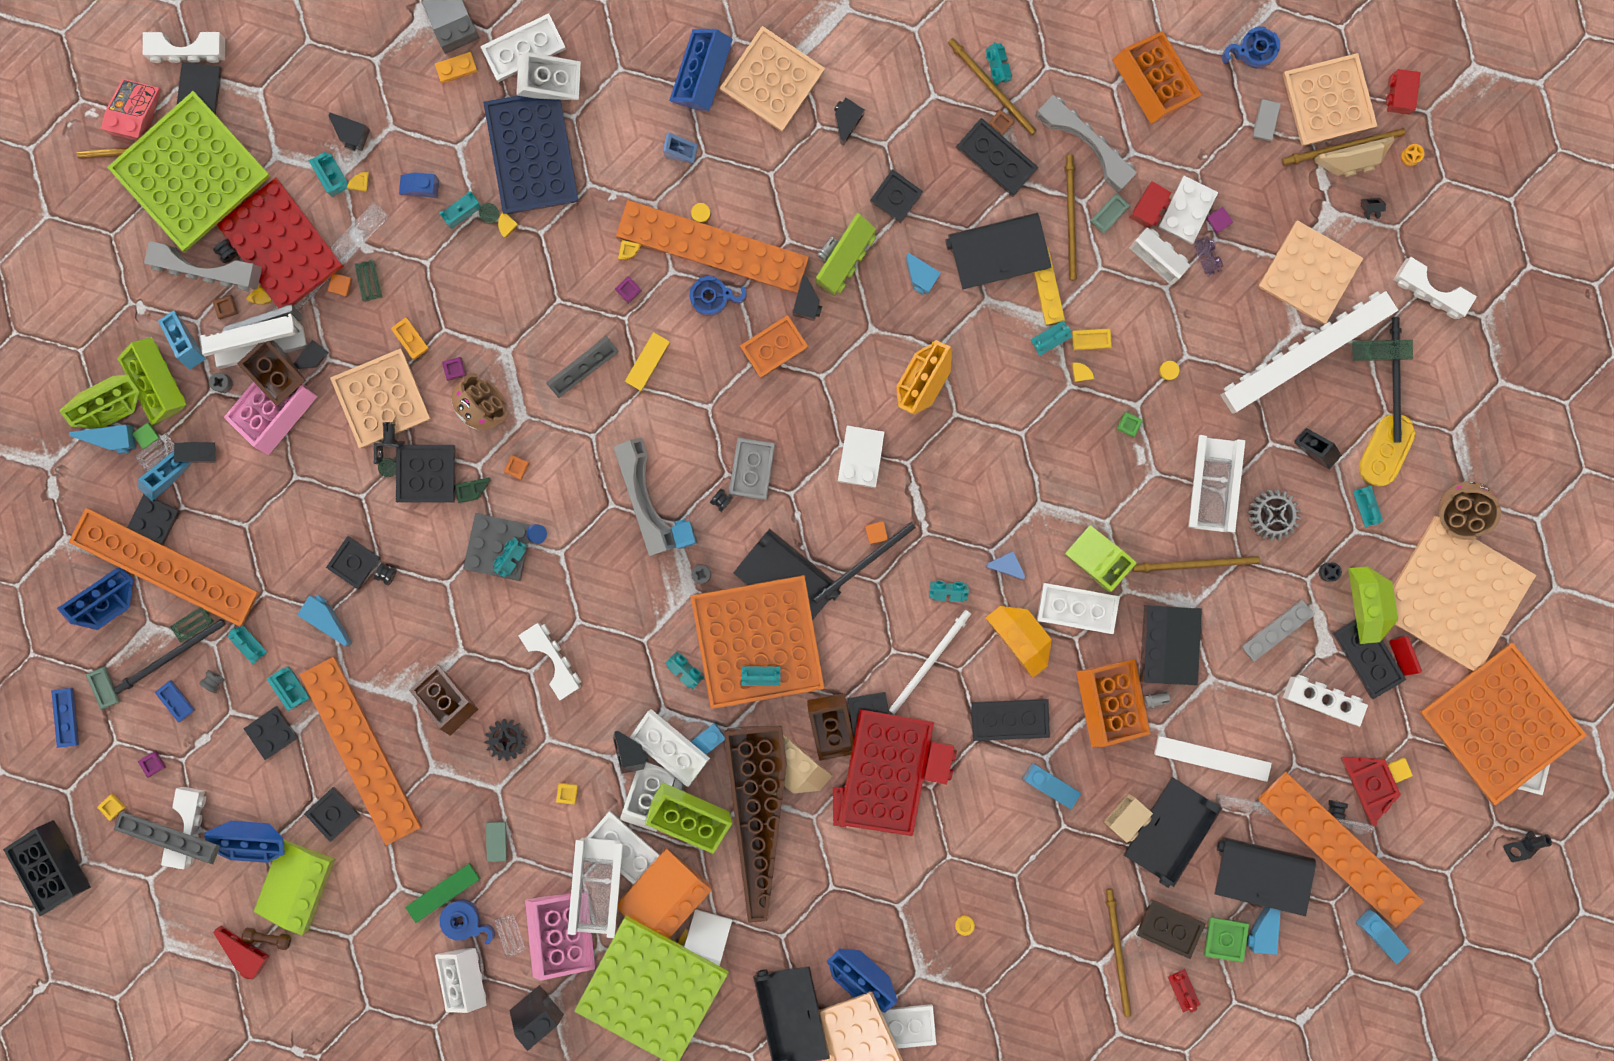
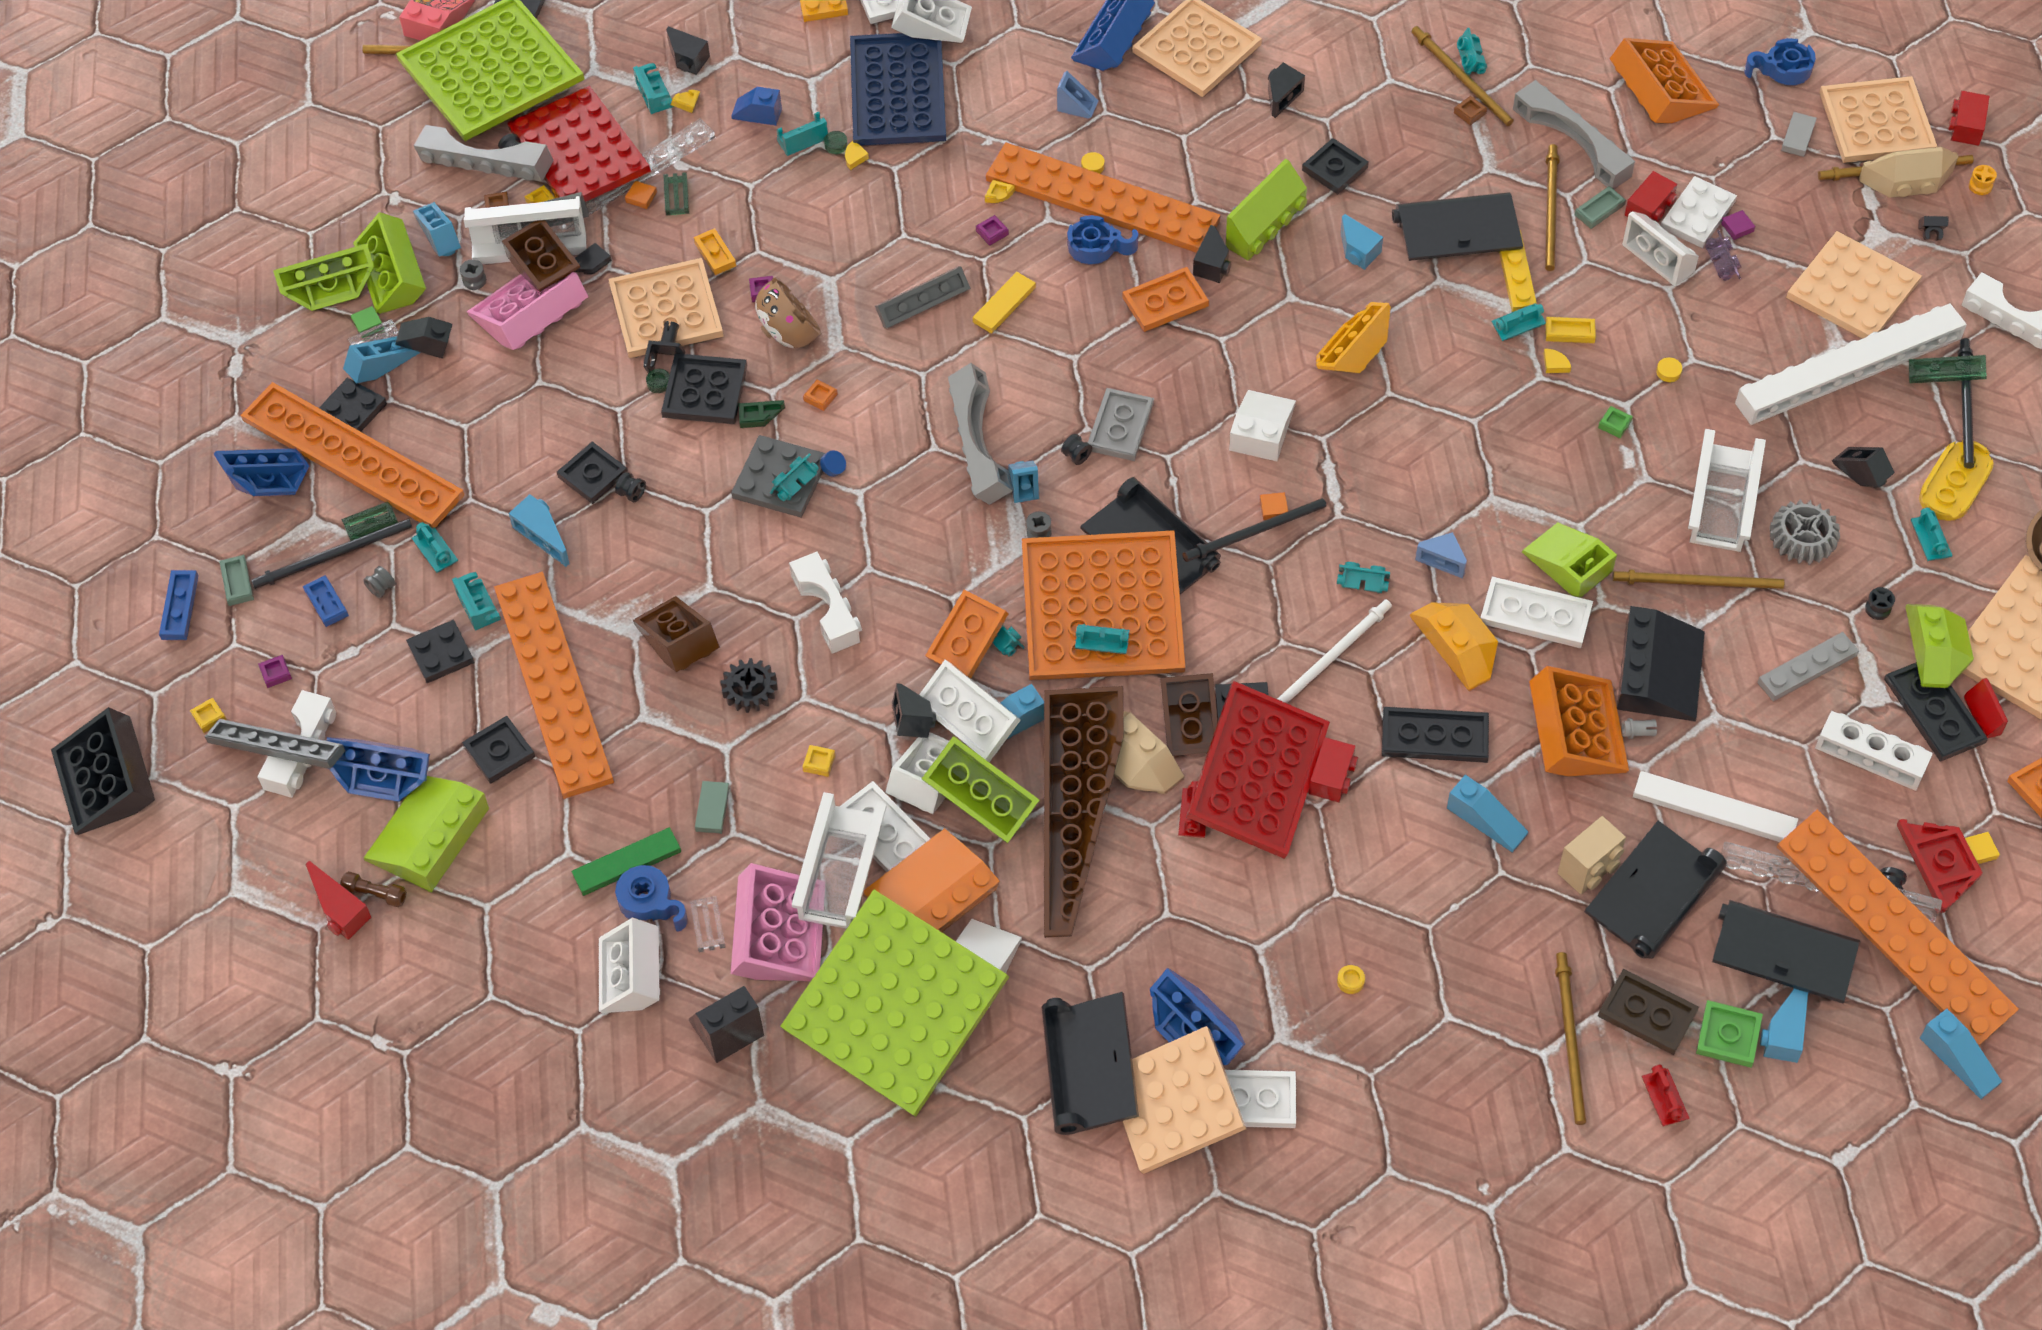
camera: 10 degrees right, 30 degrees down
(113, 438) = (320, 315): dark azure slope -> none
(660, 682) = (967, 633): none -> orange plate
(997, 157) = (1463, 142): black tile -> none

